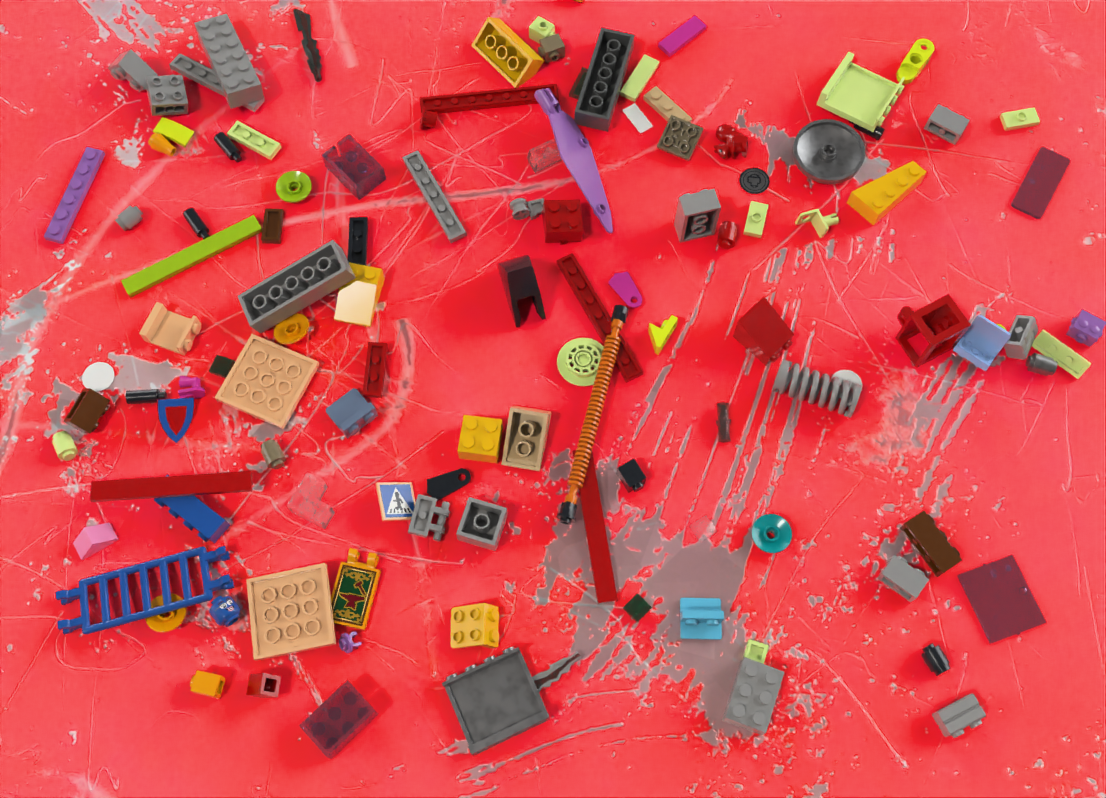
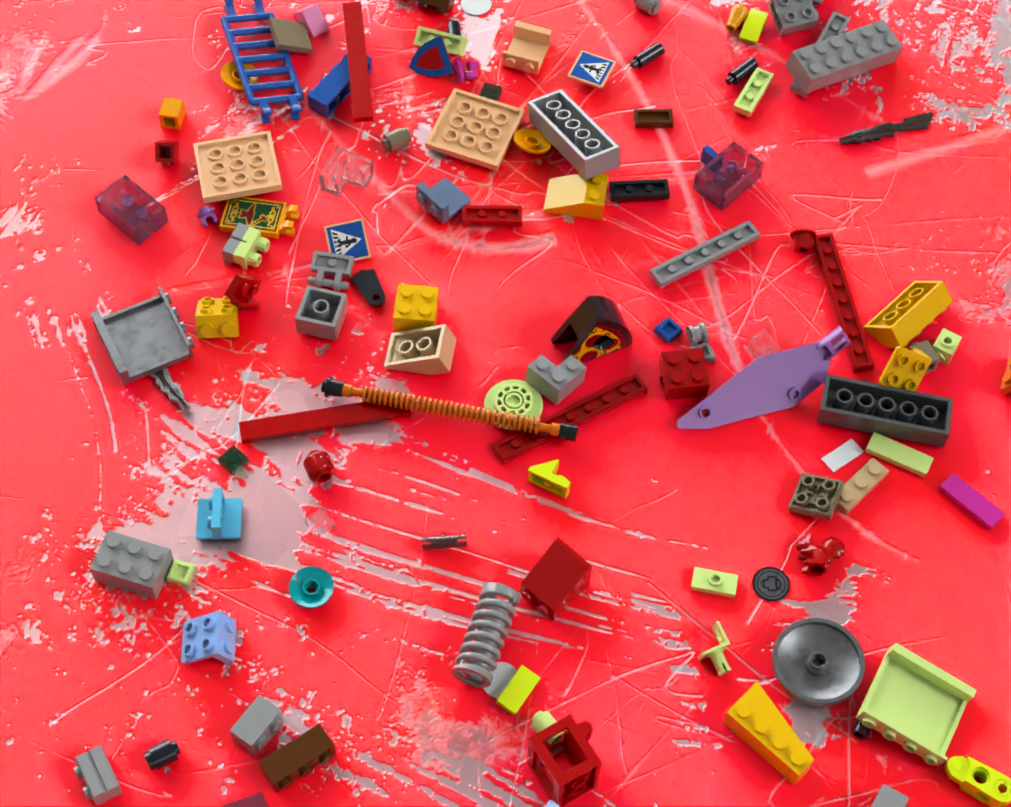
camera: 85 degrees right, 10 degrees down
(119, 559) = (290, 35): none -> dark tan tile
(148, 414) = (454, 43): none -> yellowish green plate
(191, 256) = (603, 47): lime tile -> none
(208, 272) = (591, 69): none -> piece
(224, 611) = (239, 117): blue head -> none
(290, 181) = (699, 129): lime dish -> none
(328, 181) = (707, 154): none -> tile
(392, 603) = (243, 245): none -> yellowish green hips
(457, 598) = (242, 290): none -> red bracket
(511, 233) = (668, 330): none -> blue tile
(565, 322) = (553, 380): none -> light grey brick
(573, 53) = (905, 369): none -> yellow bracket
(626, 288) = (607, 444): dark pink piece -> none
(631, 476) = (377, 449): black brick -> none
(649, 527) = (319, 466): none -> red head
(697, 215) = (699, 501): brick -> none
(727, 235) = (686, 547): red brick -> none
(824, 624) = (209, 637): none -> light blue bracket
(857, 369) = (518, 690): none -> neon yellow tile
(891, 348) = (543, 720): none -> yellowish green brick

